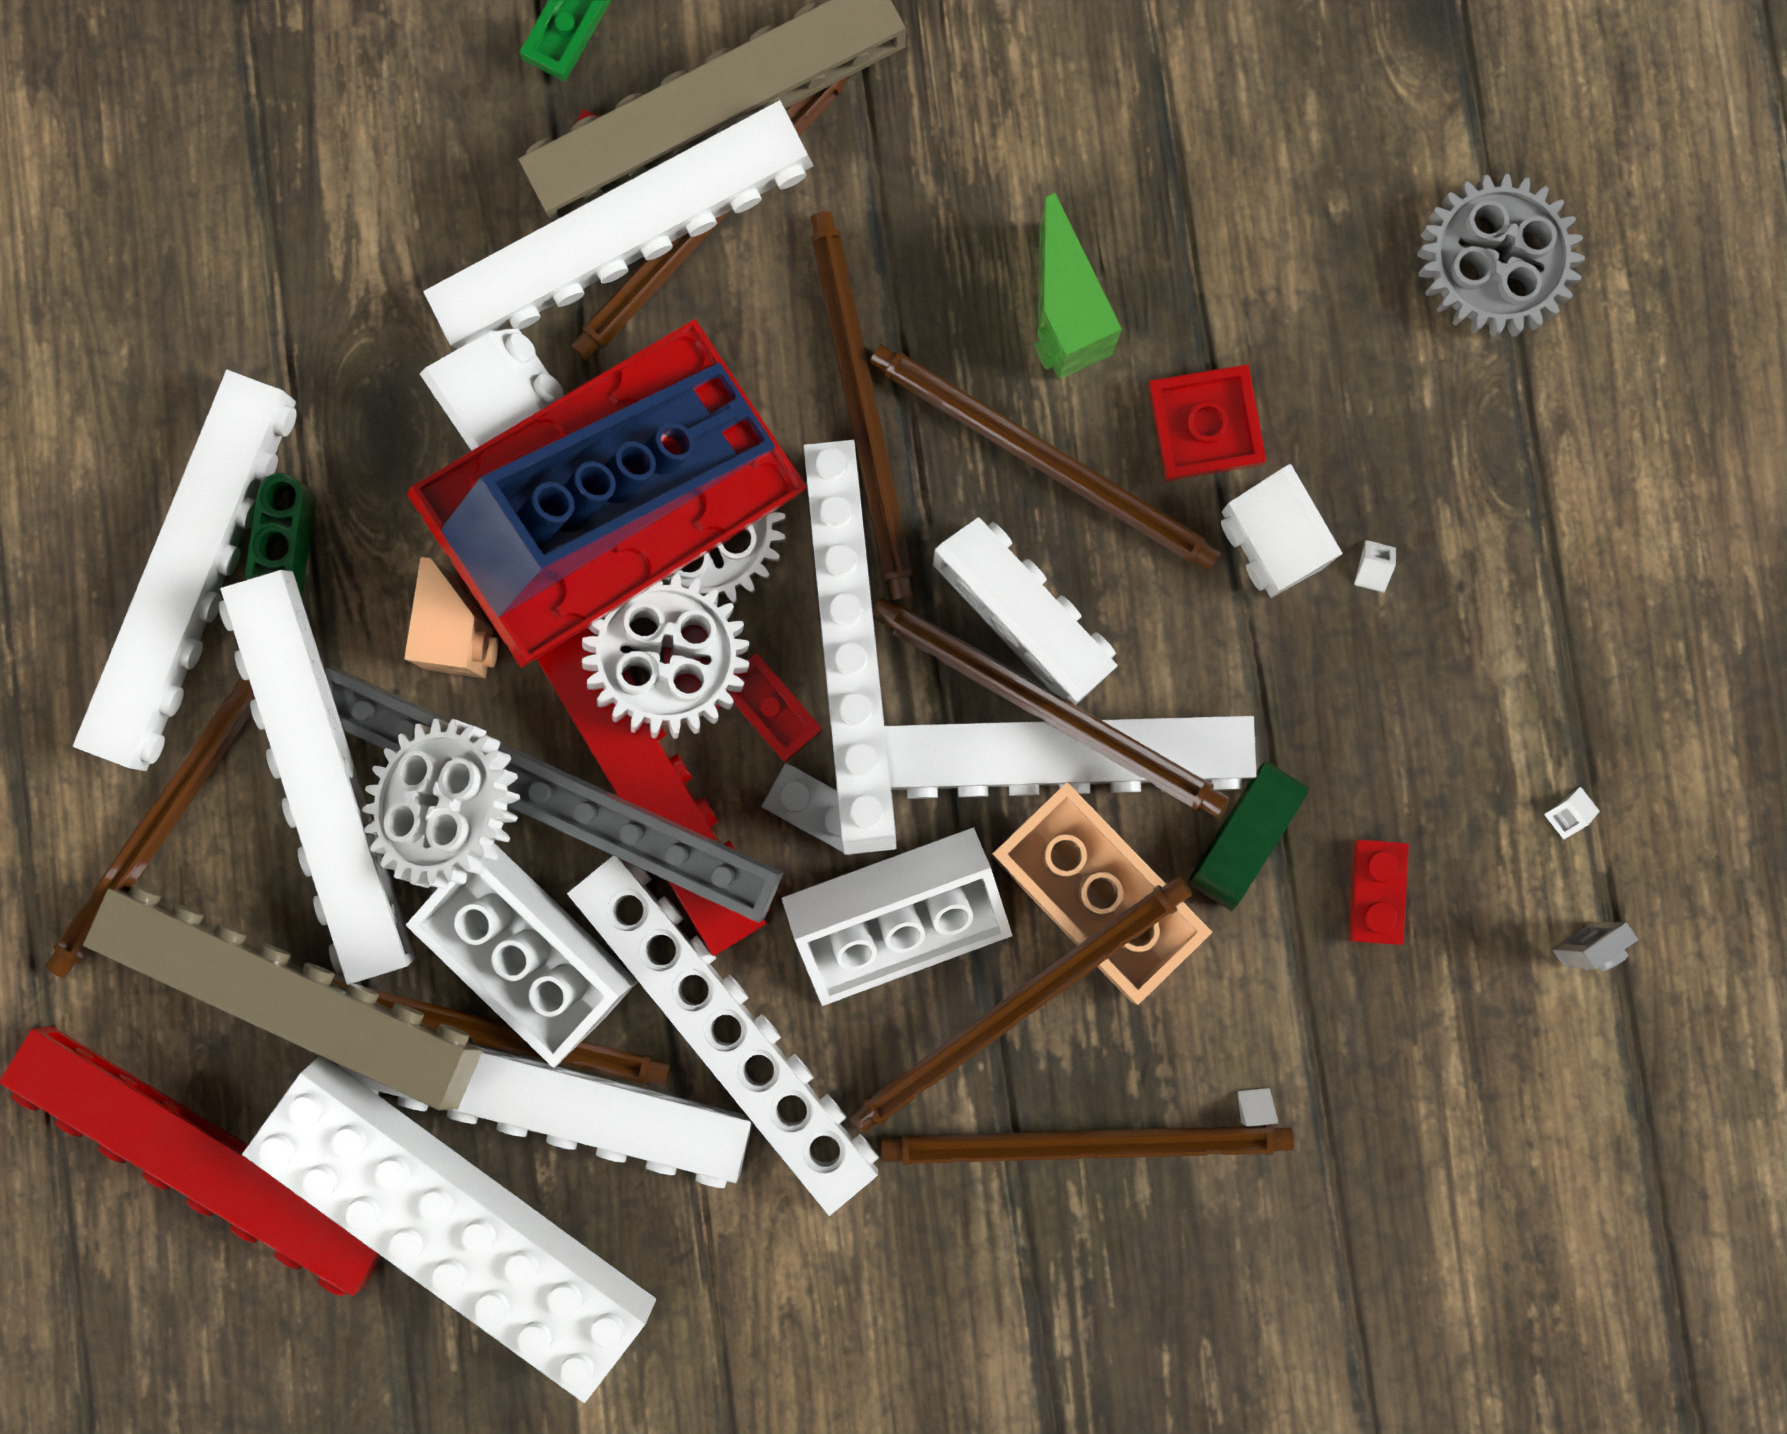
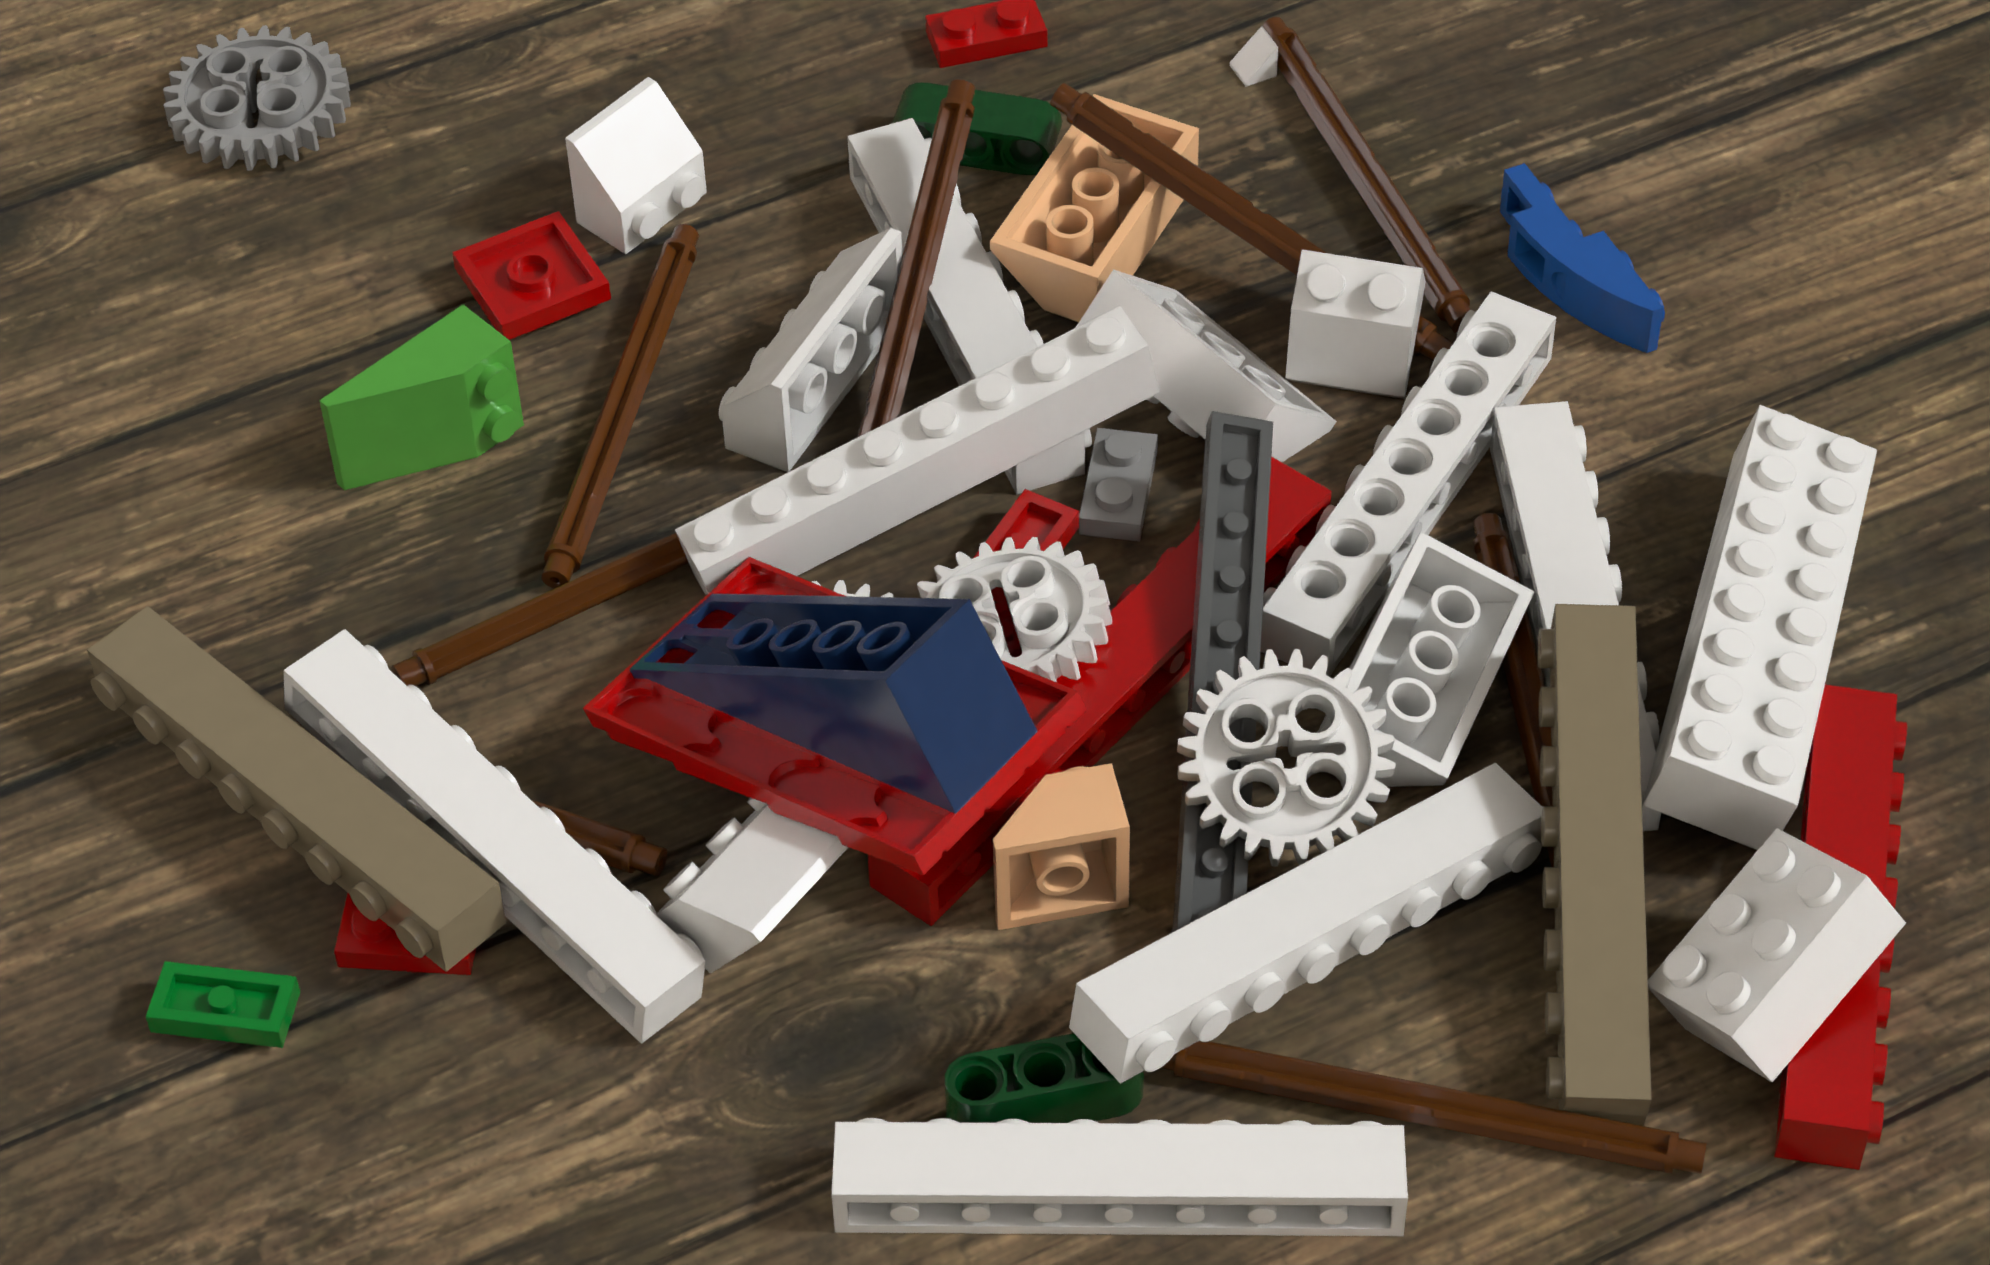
camera: 110 degrees left, 35 degrees down
(140, 1080) = (1775, 953): none -> white brick
(885, 1271) = (1574, 271): none -> blue slope
(891, 1055) = (1354, 323): none -> white slope

